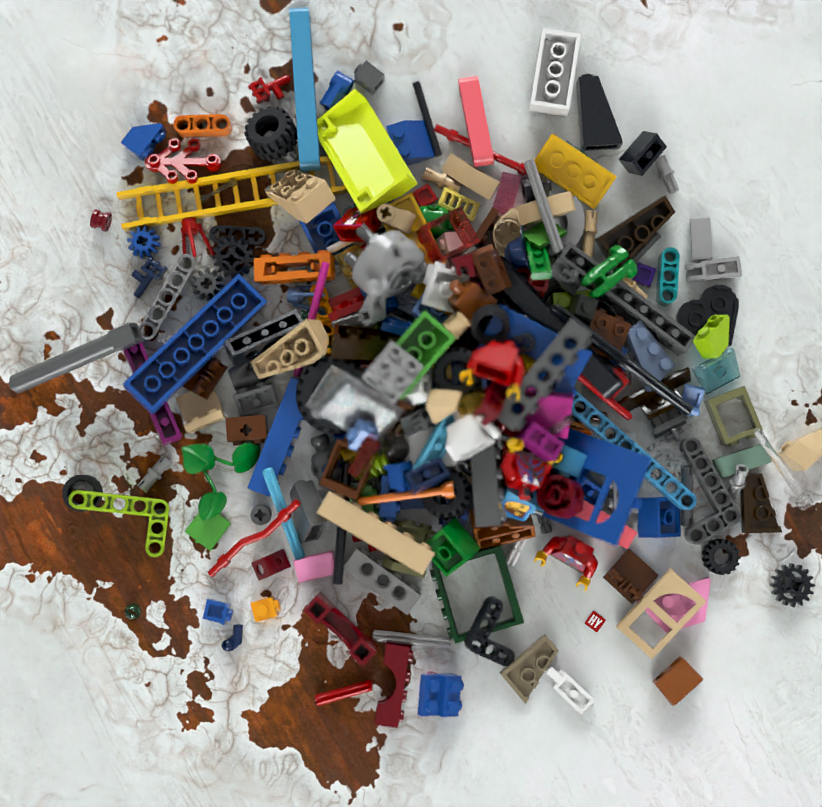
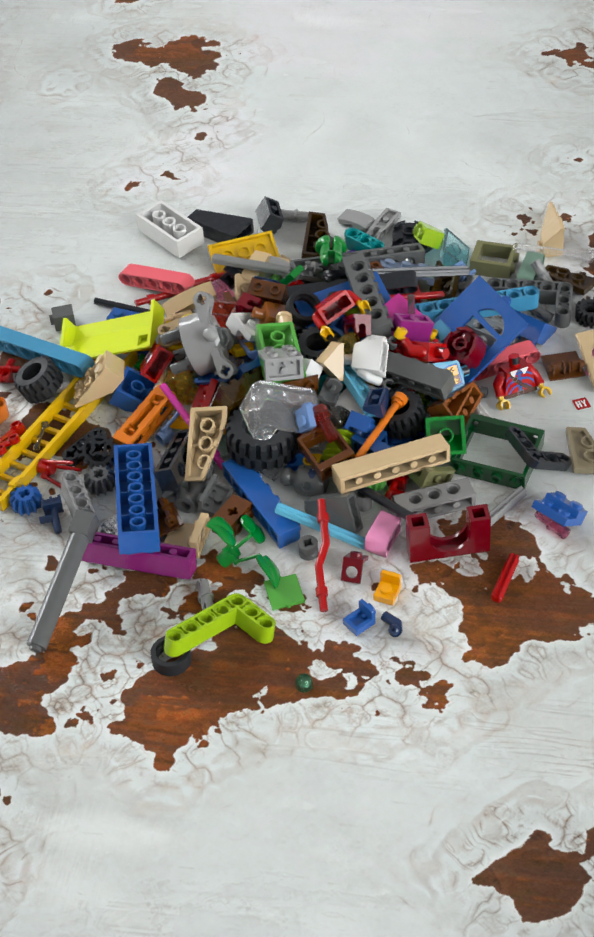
camera: 50 degrees left, 40 degrees down
(338, 87) = (50, 334): blue piece -> none
(389, 709) = (509, 526): dark red arch -> none

